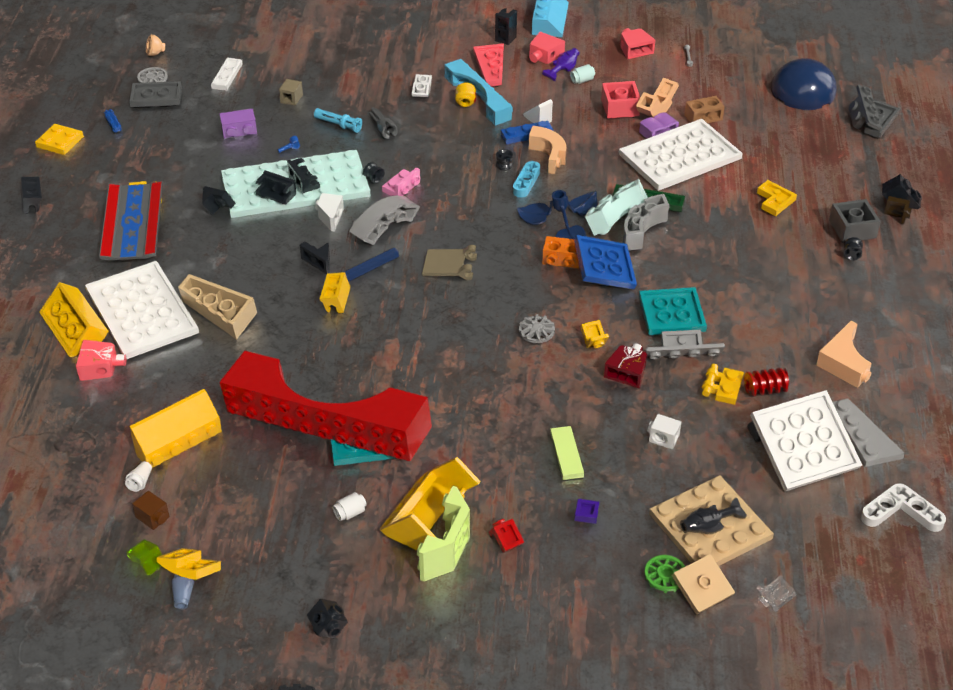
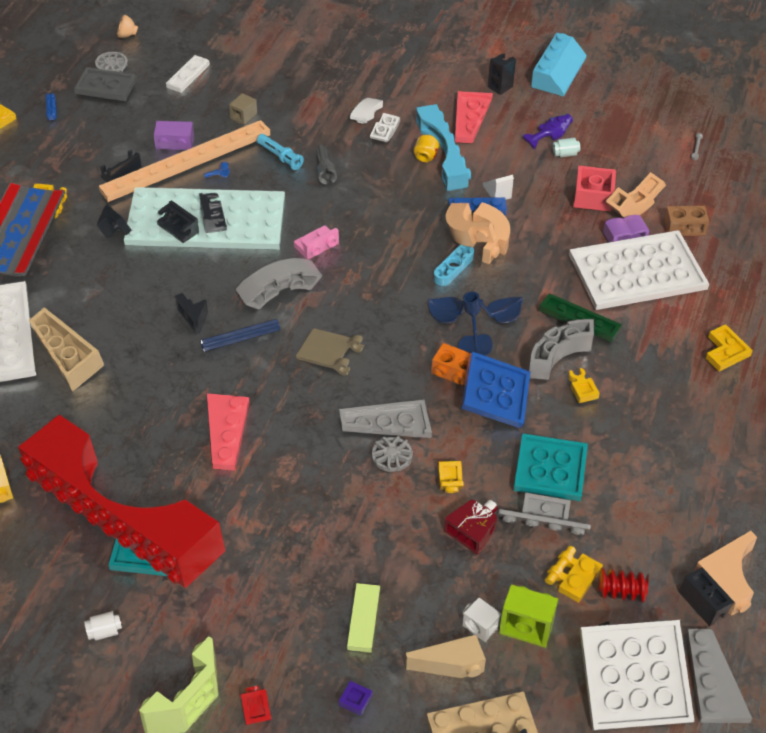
camera: 15 degrees right, 5 degrees up
(203, 158) = (123, 168): none -> black hinge
(254, 142) = (183, 161): none -> light nougat plate
(330, 209) = (228, 258): white slope -> none
(335, 291) = (192, 360): yellow hinge -> none
(373, 172) = (290, 223): black wheel -> none
(386, 338) = (226, 425): none -> coral wing
(399, 75) = (365, 110): none -> white slope
(423, 503) = (171, 650): yellow windscreen -> none
(504, 159) = (438, 236): black wheel -> none
(527, 302) = (396, 419): none -> light grey wing
(529, 150) = (464, 230): none -> light nougat arch
(546, 48) = (537, 108): coral torso -> none
(614, 207) = (534, 322): light aqua brick -> none
(636, 43) = (642, 120): coral torso -> none
(651, 465) = (453, 658): none -> tan slope
(671, 248) = (583, 388): none -> yellow plate
(703, 418) = (528, 615): none -> lime brick
(834, 376) = (705, 596): none -> black hinge

